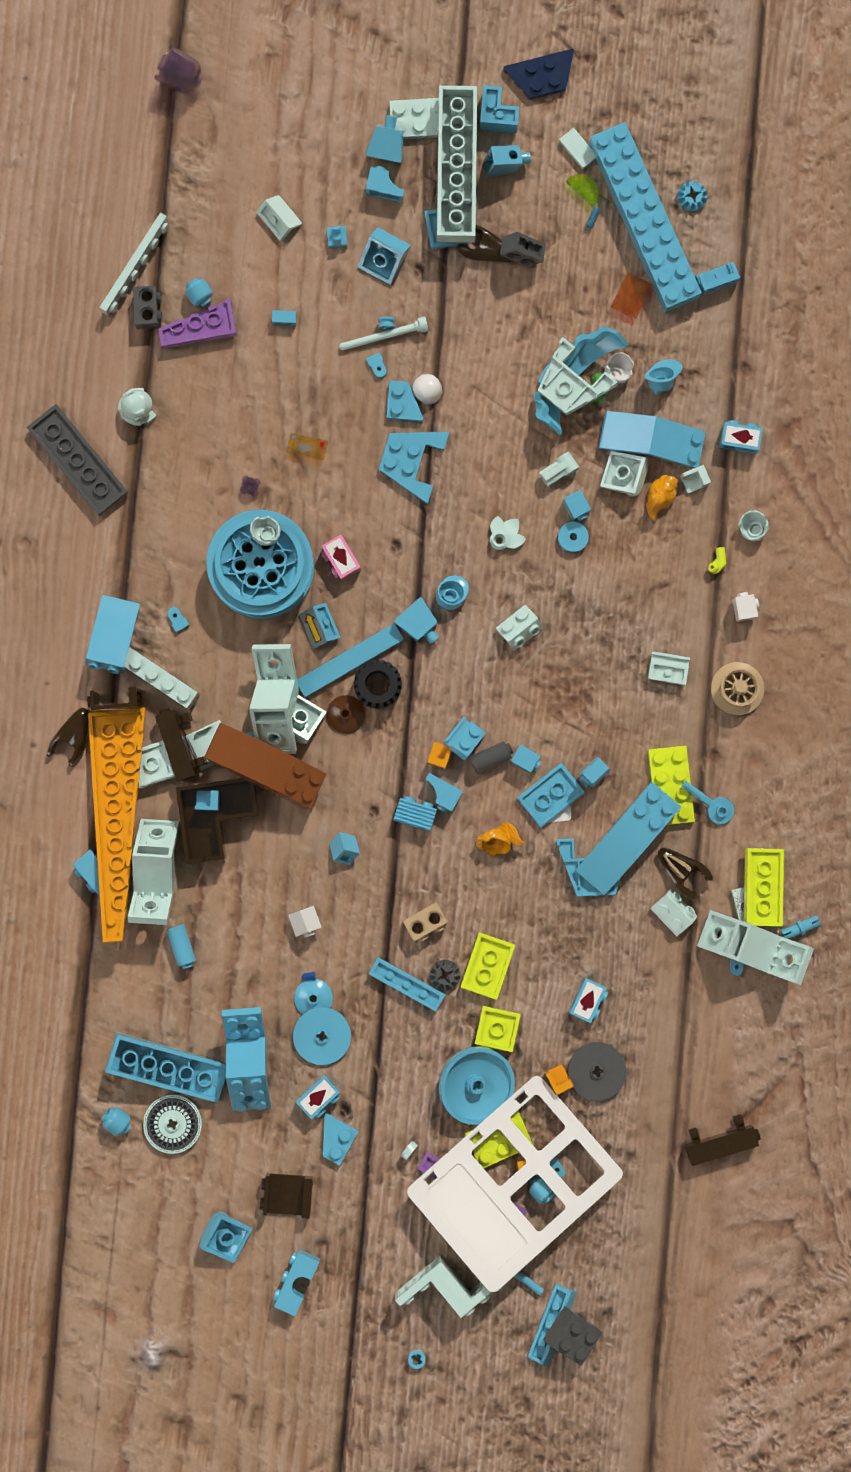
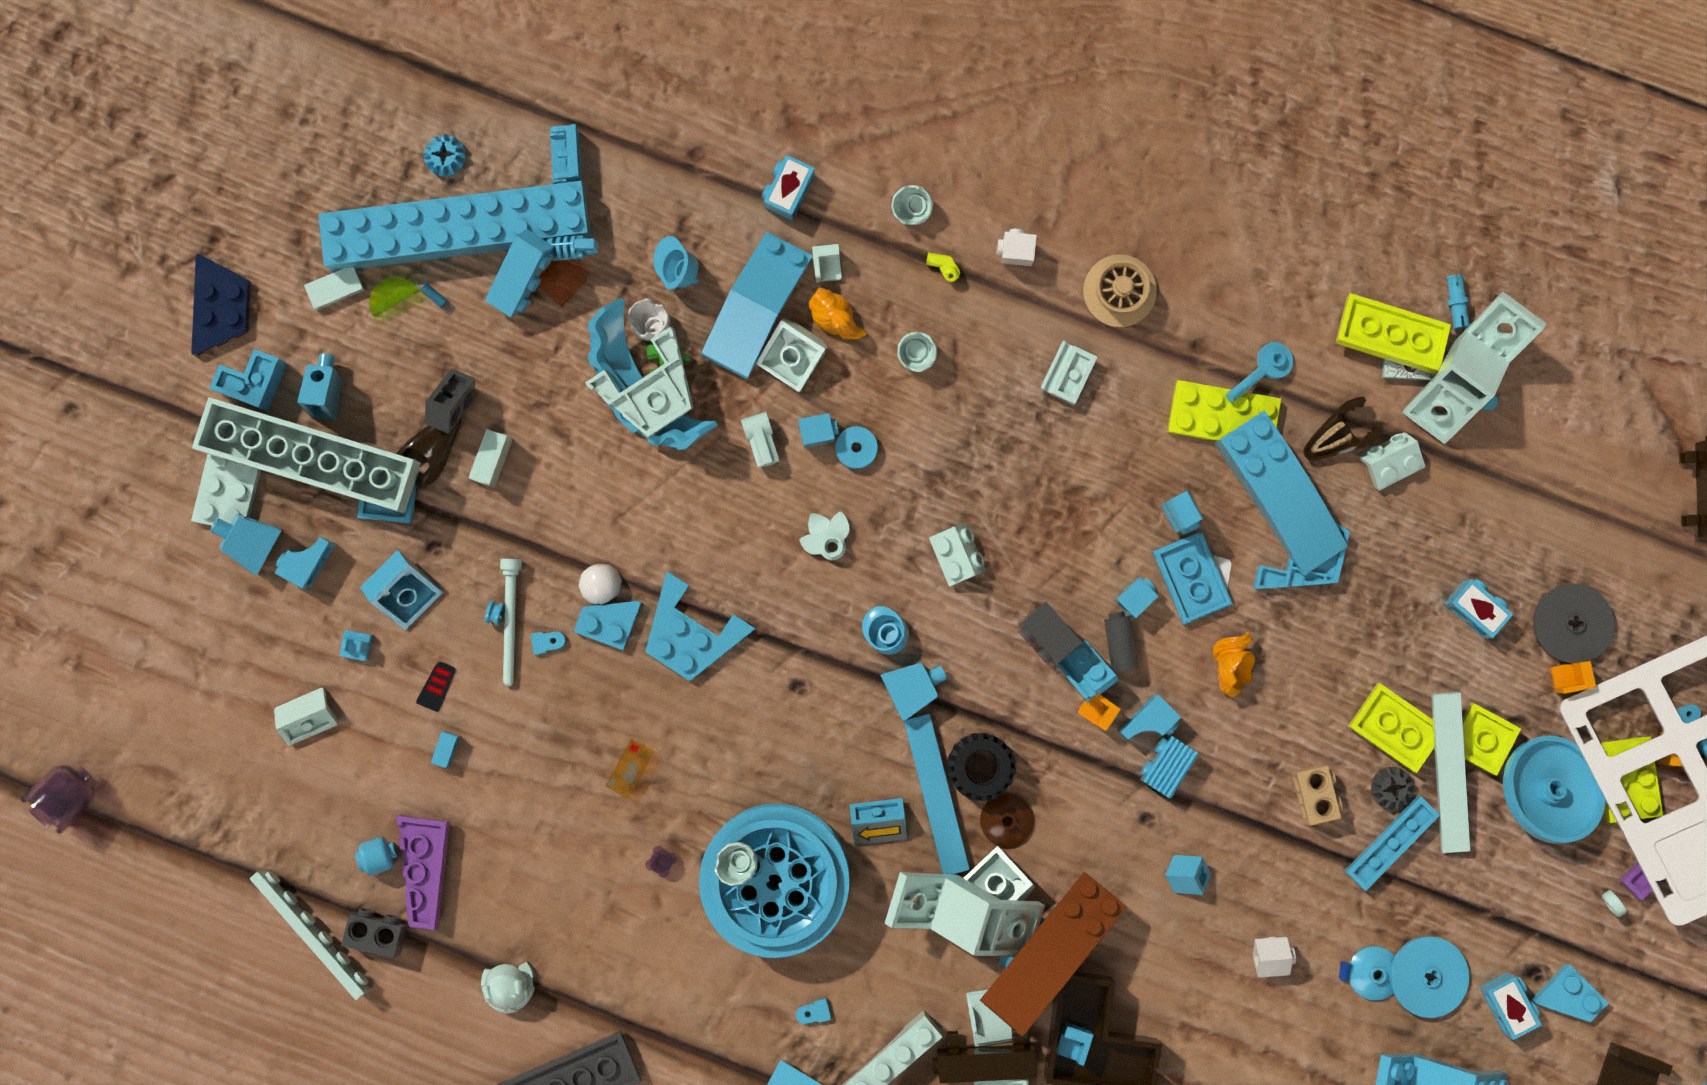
camera: 70 degrees left, 0 degrees up
(324, 299) = (436, 686): none -> black sticker
(340, 557) = (795, 767): brick -> none
(467, 1010) = (1450, 772): none -> light aqua tile
(483, 703) = (1048, 633): none -> dark grey brick
(491, 289) = (490, 458): none -> light aqua panel
(624, 270) = (519, 273): none -> medium azure brick
(651, 294) = (572, 247): none -> medium azure hinge
(652, 558) = (917, 351): none -> light aqua hair

